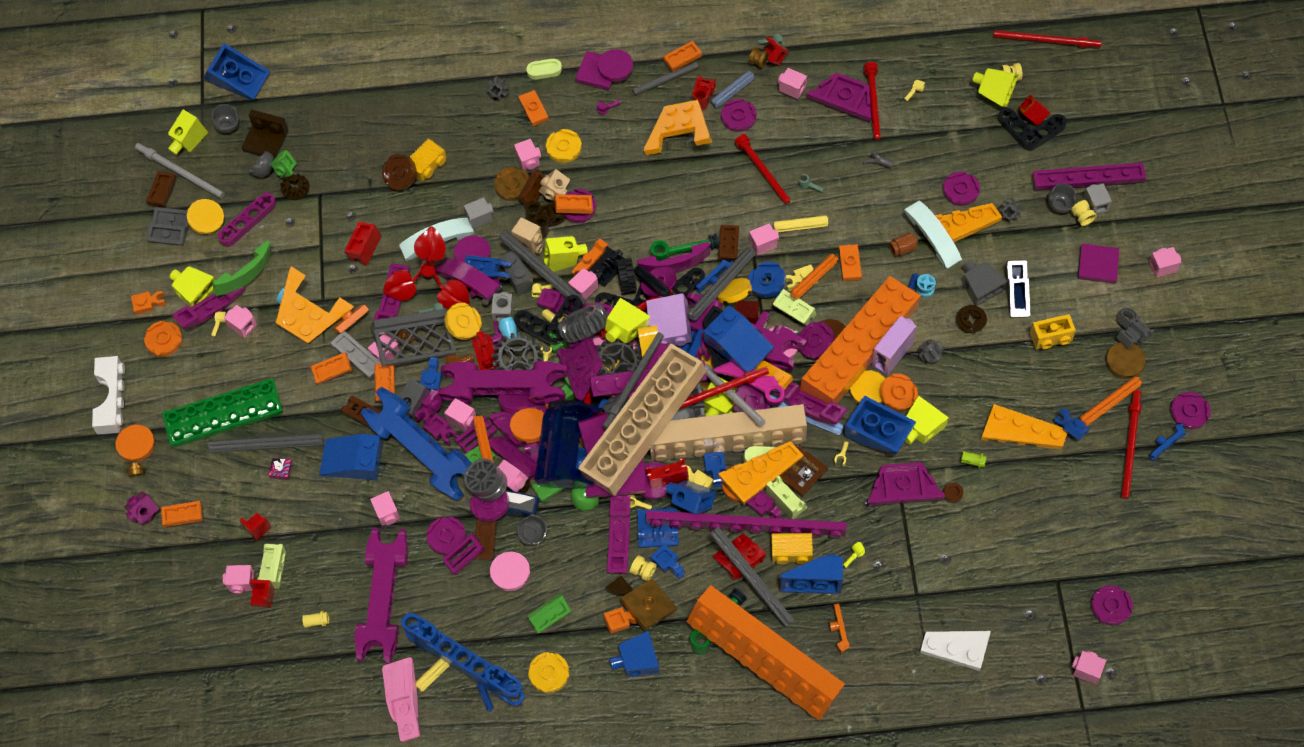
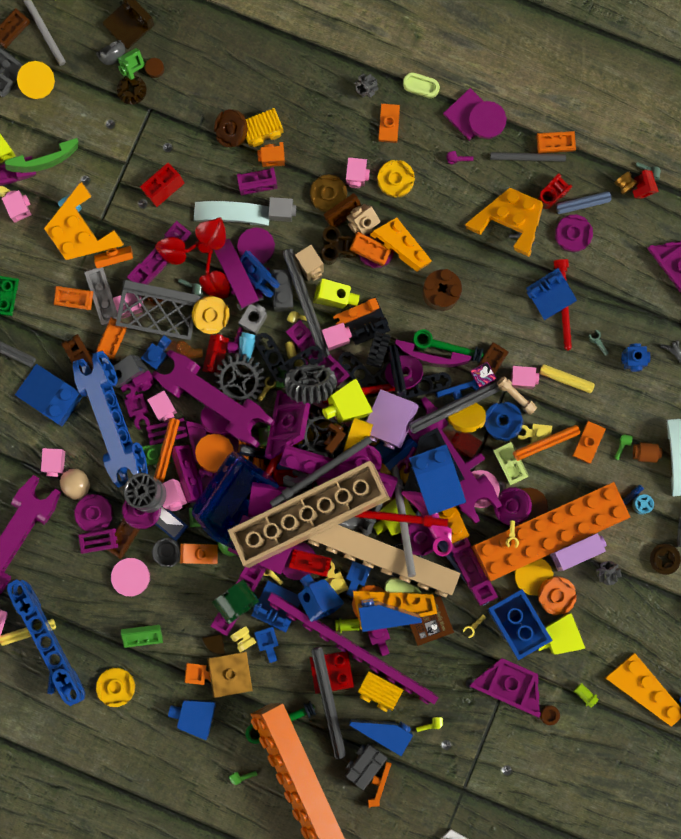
camera: 25 degrees right, 20 degrees up
(249, 221) = (73, 104): magenta beam -> none
(306, 161) = (154, 67): none -> reddish brown tile
(415, 519) = (74, 484): none -> tan hair
(446, 203) = (257, 181): none -> magenta hinge
(447, 176) = (272, 155): none -> orange brick
(562, 516) = (198, 554): none -> orange plate
(593, 186) = (401, 241): none -> light orange wing
(618, 533) = (236, 601): none -> dark green brick
(629, 349) = (333, 441): none -> reddish brown bracket
(653, 206) = (438, 300): none -> reddish brown brick
(705, 692) = (236, 779): none -> bright green hand
(728, 251) = (483, 375): none -> tile
(730, 509) = (346, 625): none -> lime pin
(748, 165) = (551, 294): none -> blue hinge
(751, 249) = (506, 385): none -> tan bar
(756, 471) = (378, 615): none -> blue slope
(785, 498) = (402, 643): yellowish green hinge -> none
(792, 83) = (641, 229): bright pink brick -> none
(816, 617) = (365, 766): none -> dark grey brick
(835, 354) = (512, 535): none -> light yellow hand
(848, 178) = (629, 360): none -> blue brick
(879, 246) = (624, 440): none -> bright green hand

